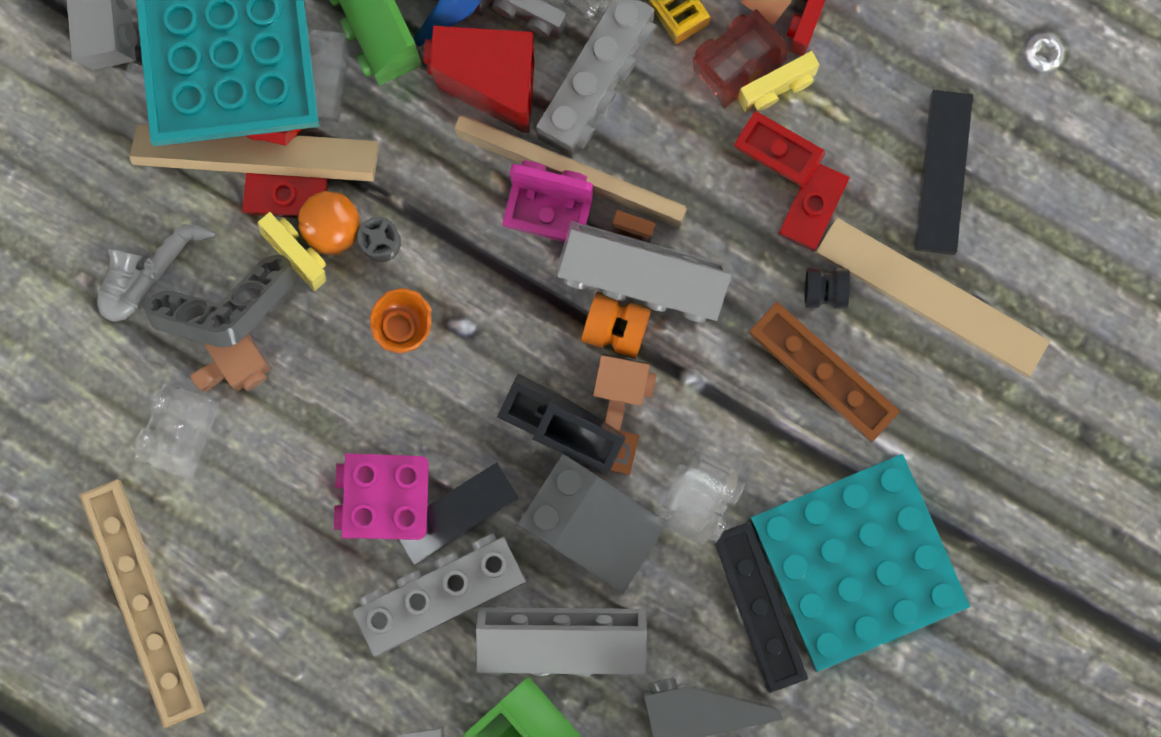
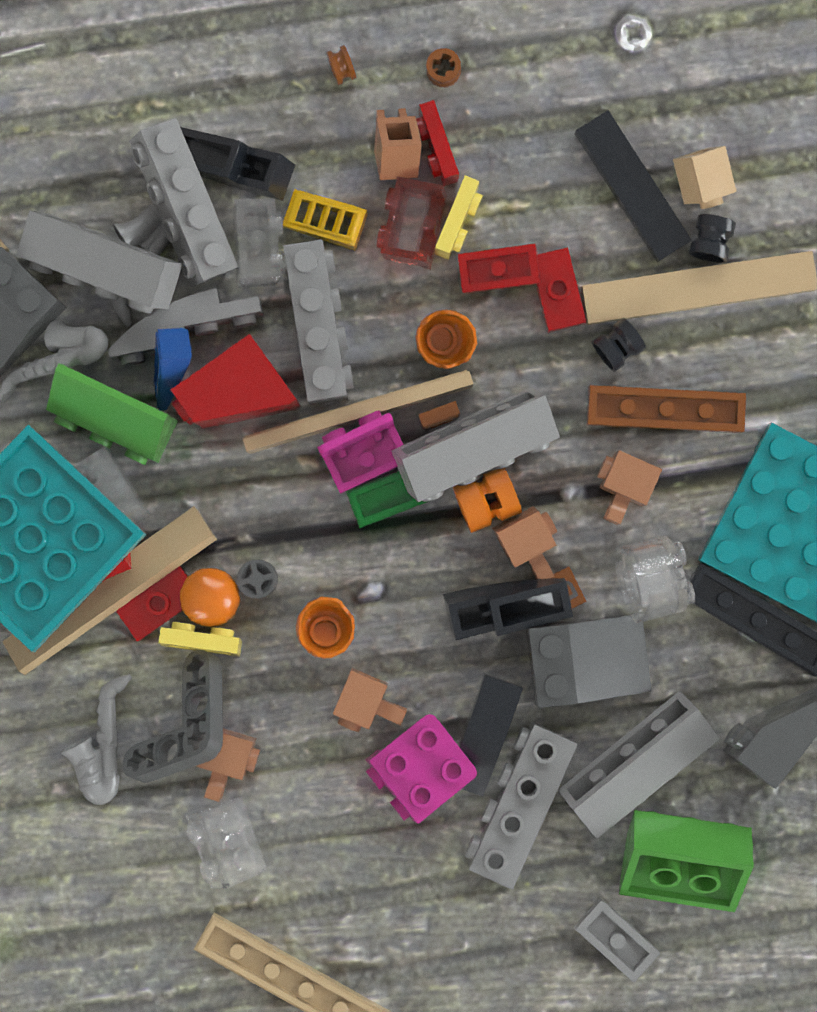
camera: 45 degrees left, 5 degrees up
(382, 405) = (362, 700): none -> nougat brick
(531, 258) = (380, 499): none -> green tile
(689, 169) = (446, 339): none -> orange hair
(744, 404) = (629, 482): none -> nougat brick
(974, 264) = (712, 238): none -> black wheel
(1008, 209) = (705, 176): none -> tan brick

